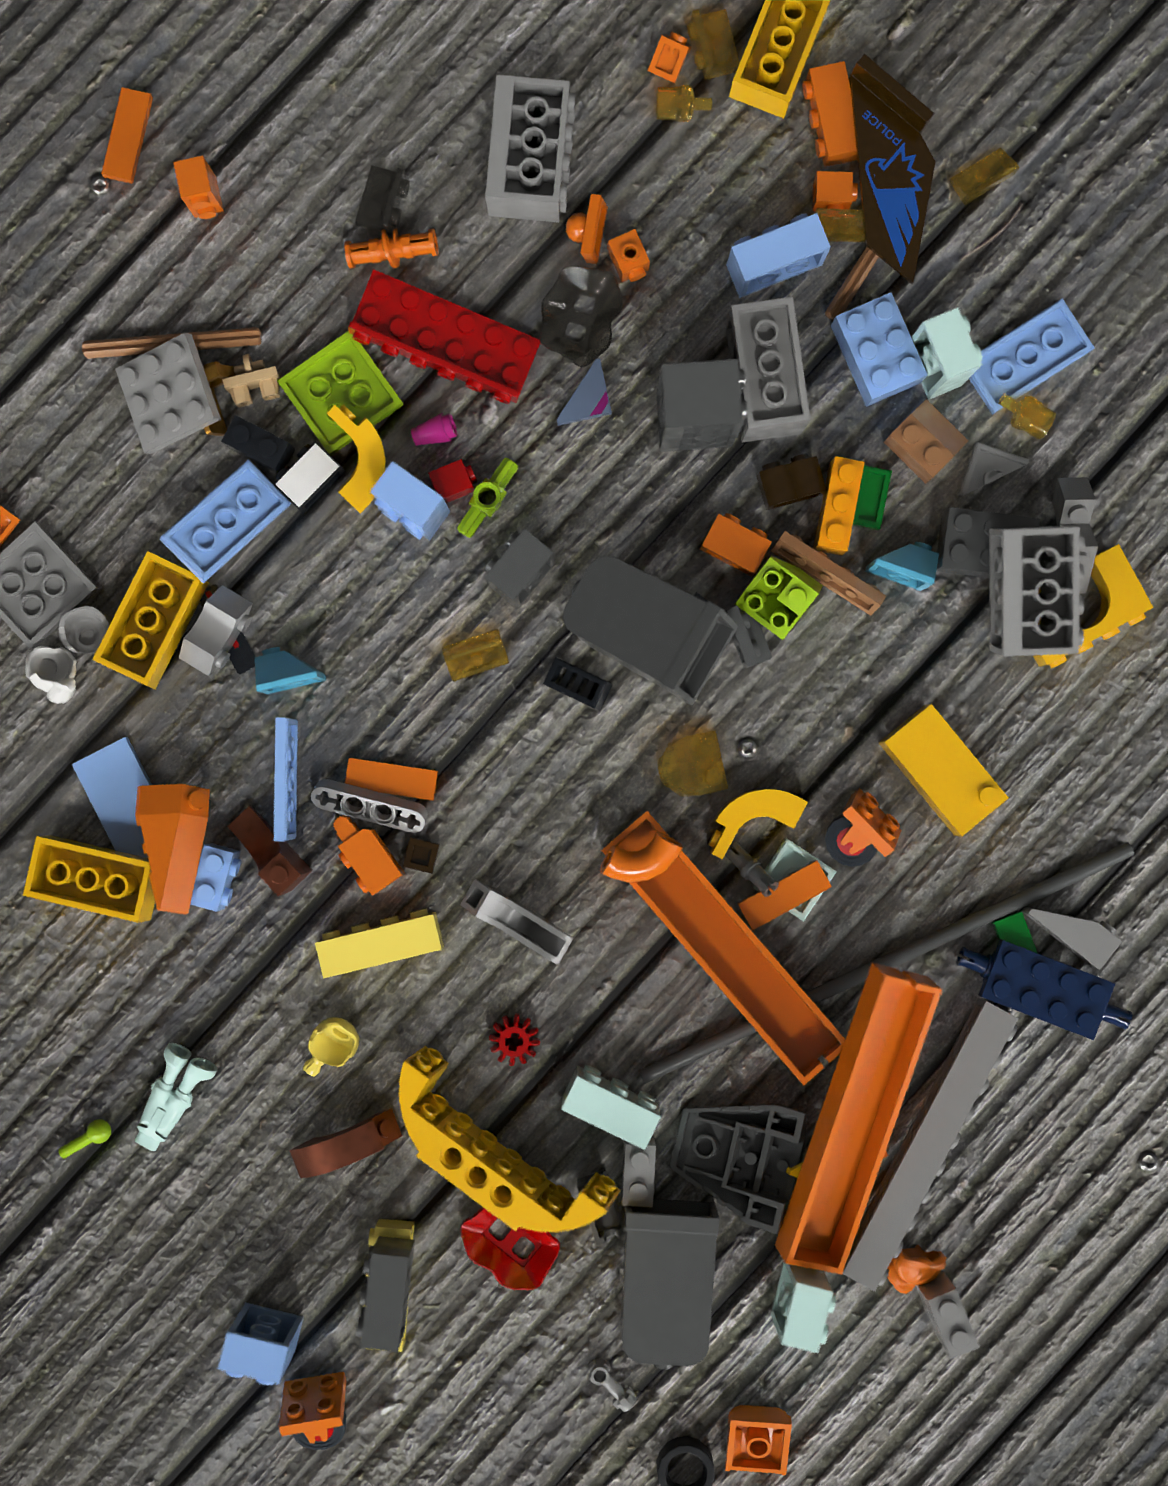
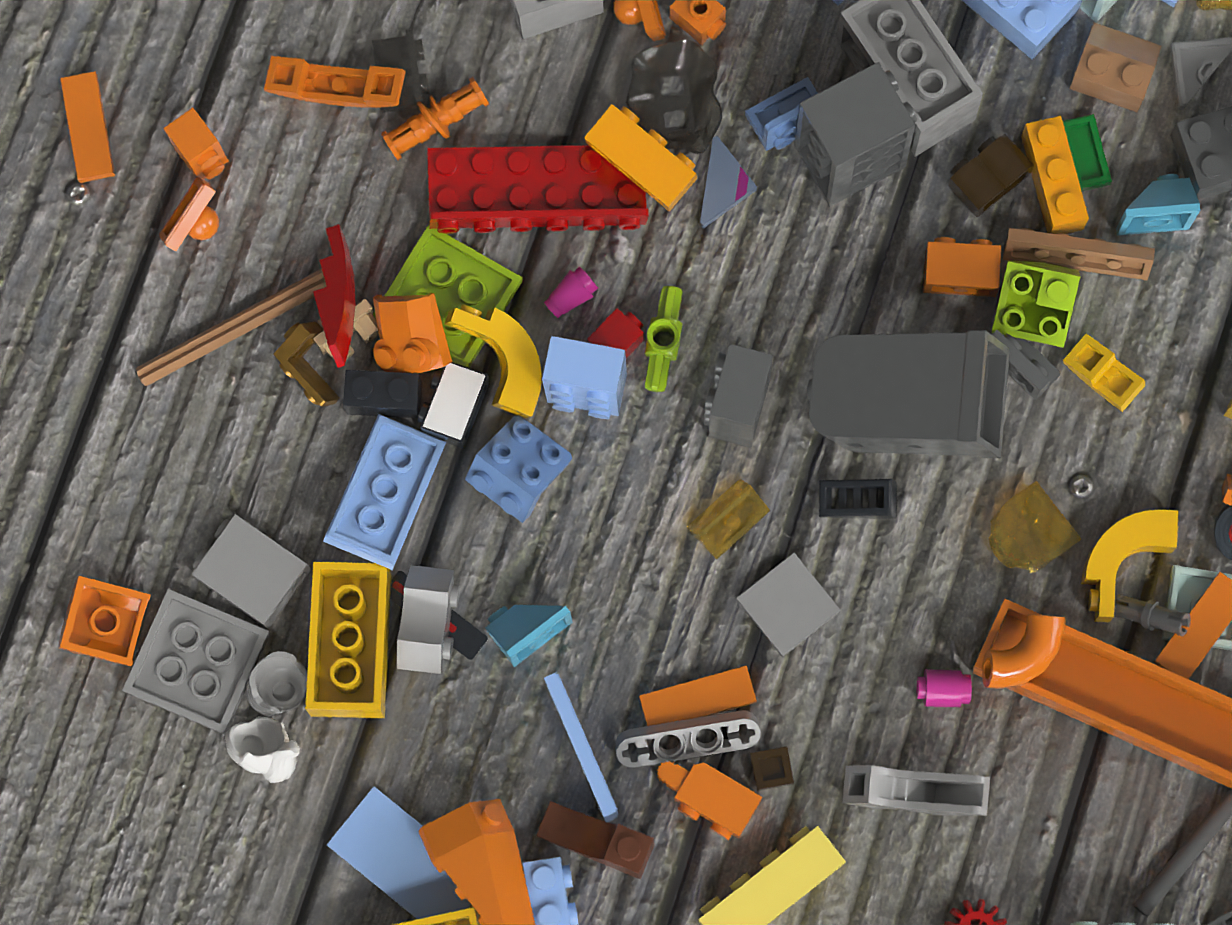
camera: 15 degrees left, 10 degrees down
(101, 535) = (250, 570): none -> light grey brick
(168, 393) = (258, 381): light grey plate -> none
(174, 242) = (192, 216): none -> orange tile
(250, 359) = (337, 300): none -> red slope
(294, 410) = (409, 334): none -> orange slope
(326, 186) = (333, 84): none -> orange slope
(336, 545) = (517, 467): none -> medium blue bracket
(489, 739) = (788, 605): none -> light grey tile
(532, 349) = (642, 156): none -> light orange brick
(574, 853) = (944, 688): none -> dark pink brick
(647, 362) = (777, 117): none -> medium blue bracket
(804, 671) = (1104, 373): none -> yellow slope

